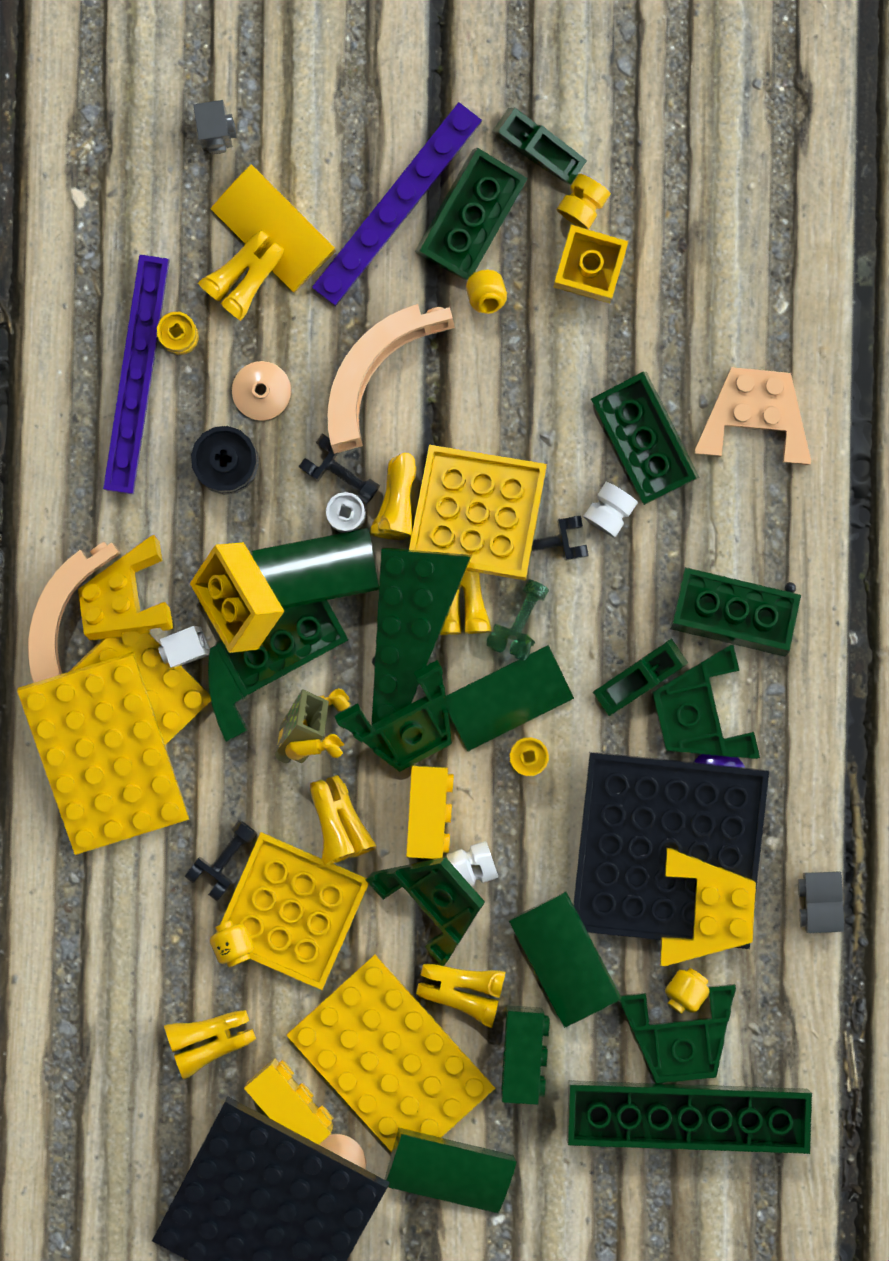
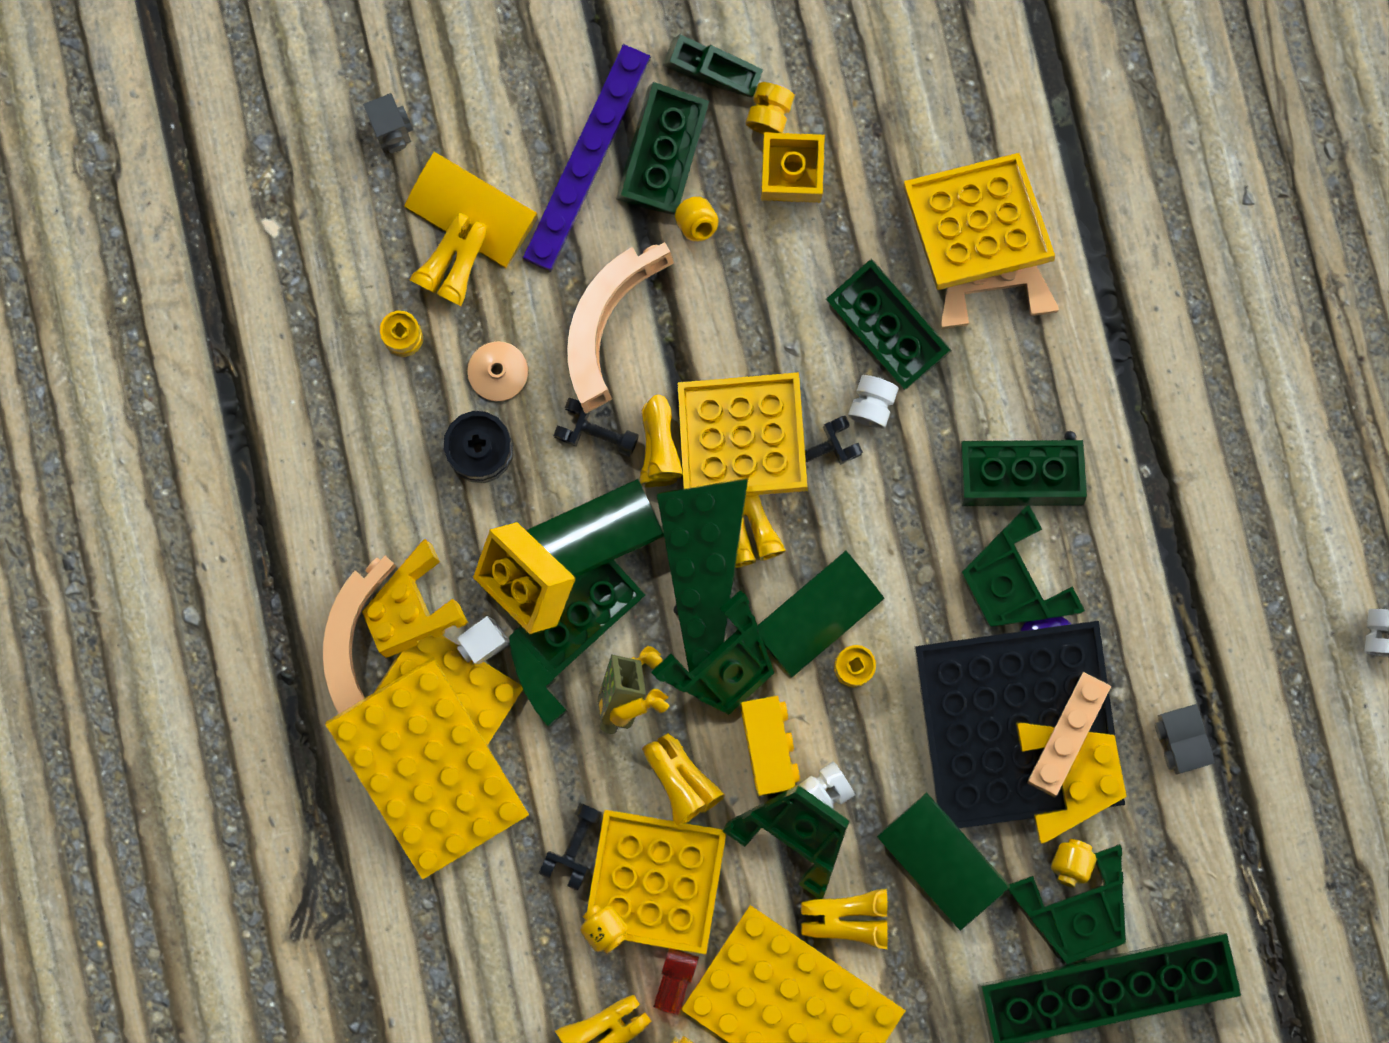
camera: 15 degrees left, 5 degrees down
(136, 374) = (369, 385): dark purple plate -> none
(290, 1002) = (676, 973): none -> clear red piece
(345, 512) = (611, 468): white wheel -> none
(522, 642) = (818, 553): clear green bar -> none
(524, 1055) = (927, 968): dark green brick -> none
(640, 677) = (945, 560): dark green slope -> none
(712, 871) = (1069, 734): none -> light nougat plate
(755, 360) = (978, 221): none -> yellow plate

